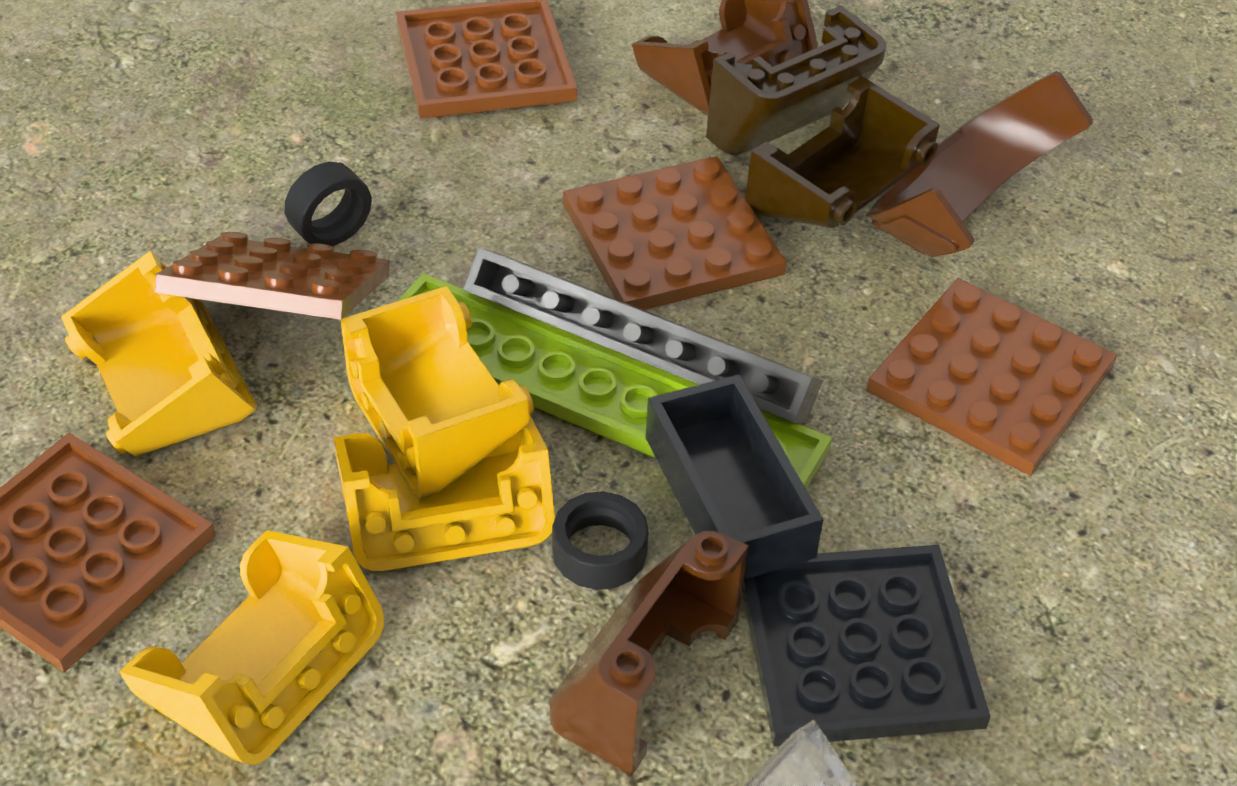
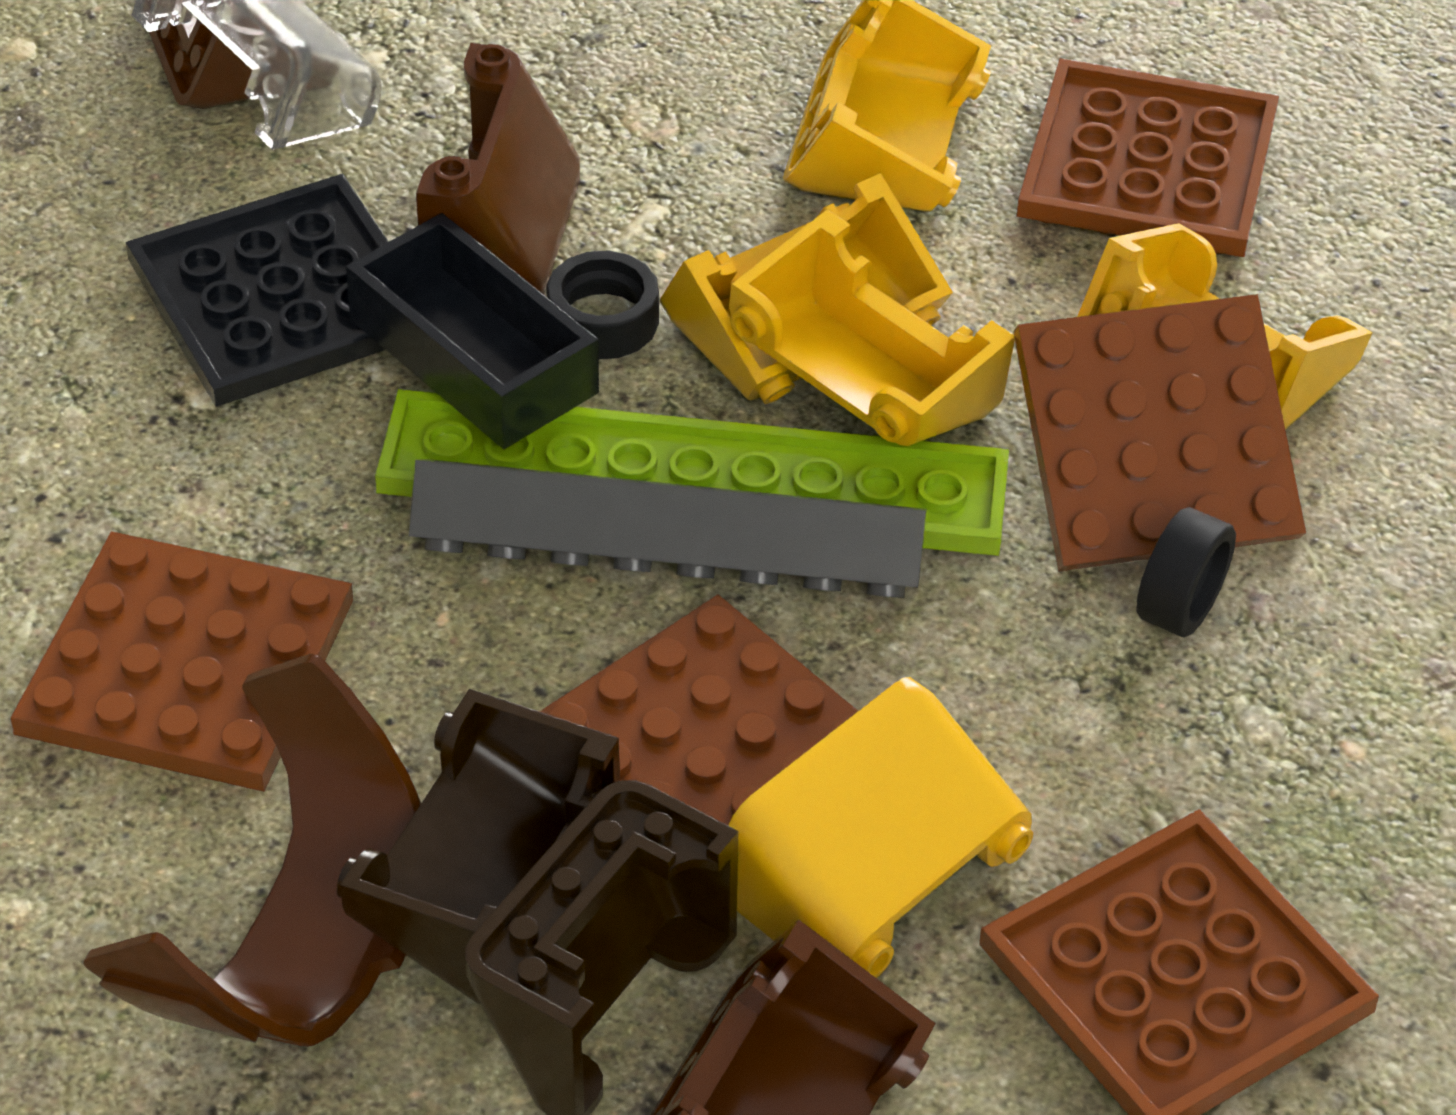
camera: 160 degrees right, 0 degrees up
(569, 135) = (873, 825): none -> yellow windscreen

